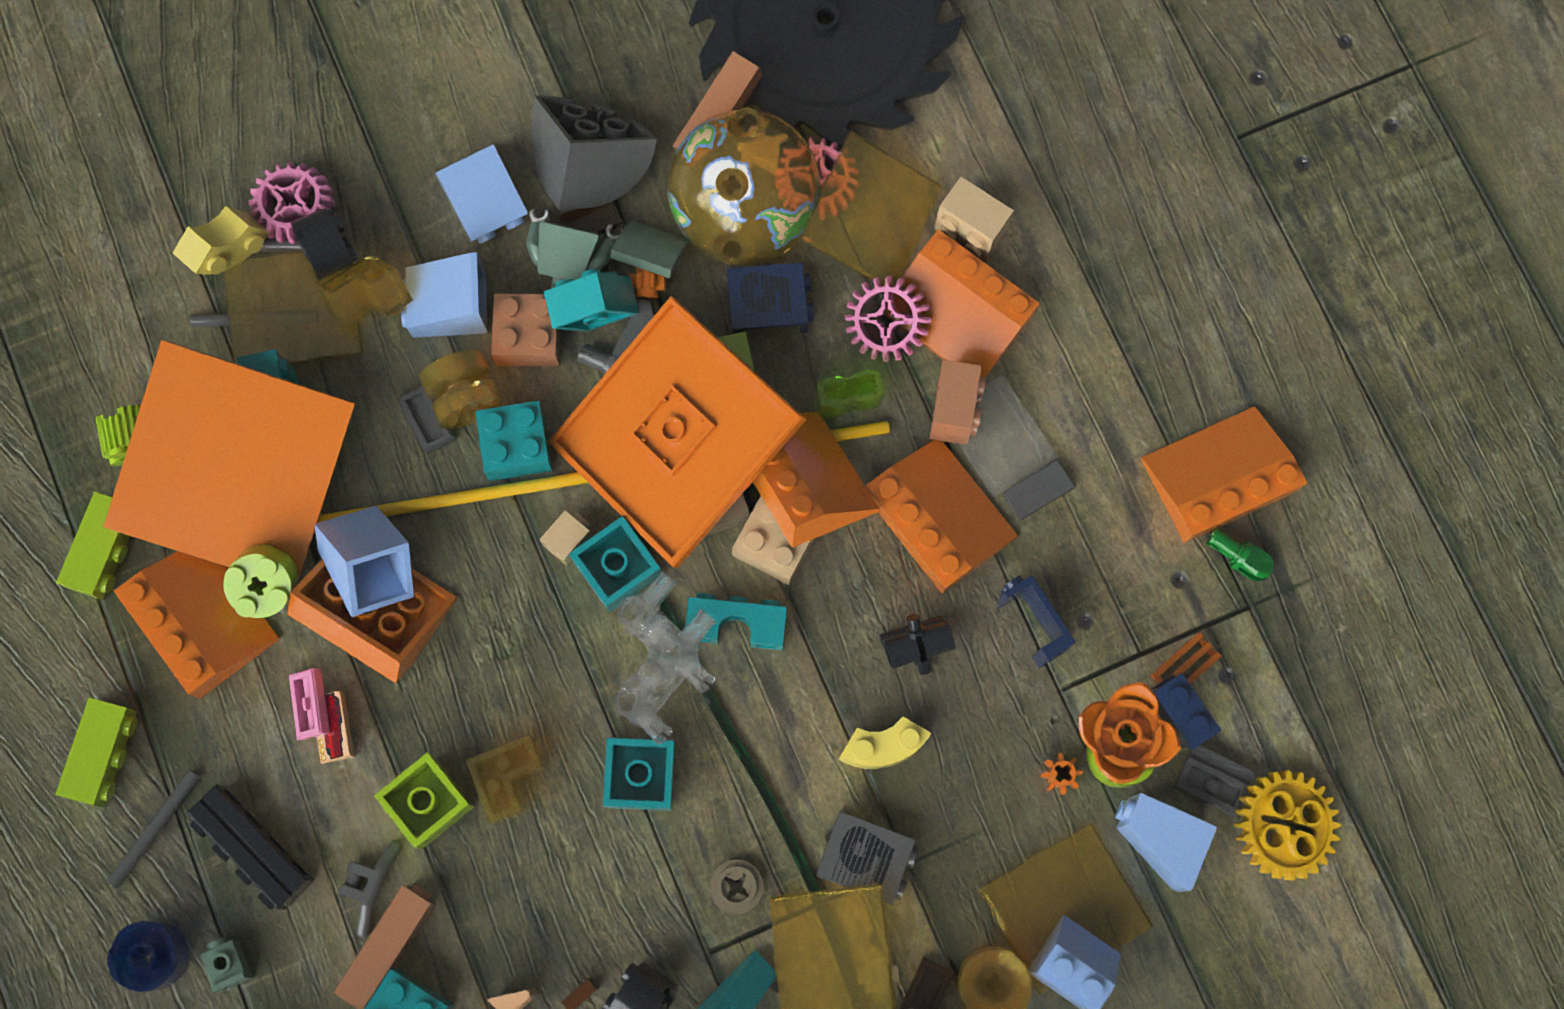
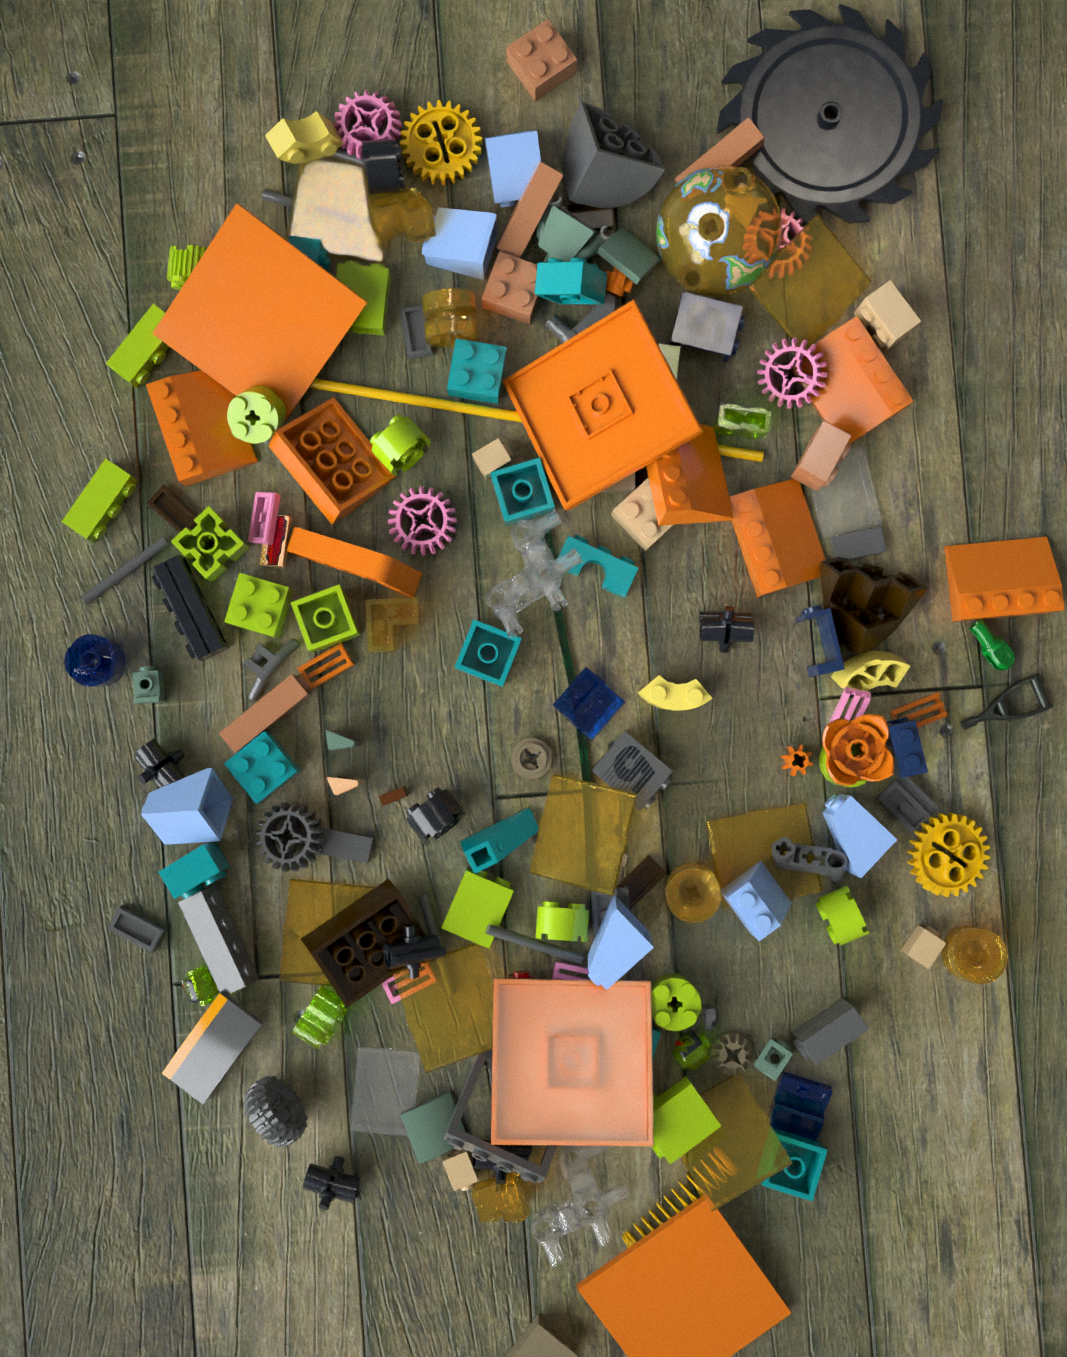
camera: 20 degrees right, 10 degrees up
(194, 734) = (172, 510): none -> dark brown tile
(232, 763) = (195, 544): none -> lime brick
(335, 814) = (259, 605): none -> lime brick
(358, 383) = (374, 286): none -> lime brick
(366, 559) = (338, 424): light blue slope -> none
(408, 178) = (418, 149): none -> yellow gear
(438, 716) = (355, 560): none -> orange beam
(448, 558) = (399, 444): none -> lime brick
(462, 839) = (345, 655): none -> orange tile
(473, 65) = (541, 60): none -> nougat brick
(490, 949) = (340, 741): none -> sand green slope
(509, 626) = (404, 508): none -> bright pink gear
(513, 236) = (529, 210): none -> nougat brick
(784, 794) = (588, 704): none -> clear blue slope
(1073, 554) = (866, 601): none -> dark brown brick
(1103, 667) = (843, 700): none -> bright pink tile
(1105, 895) = (794, 859): none -> dark grey beam
(1109, 633) = (871, 670): none -> light yellow brick
(1188, 947) = (843, 916): none -> lime brick
(1282, 624) = (1002, 707): none -> pearl dark grey piece
(1301, 950) = (924, 945): none -> tan brick
(1381, 928) = (988, 954): none -> clear yellow wheel

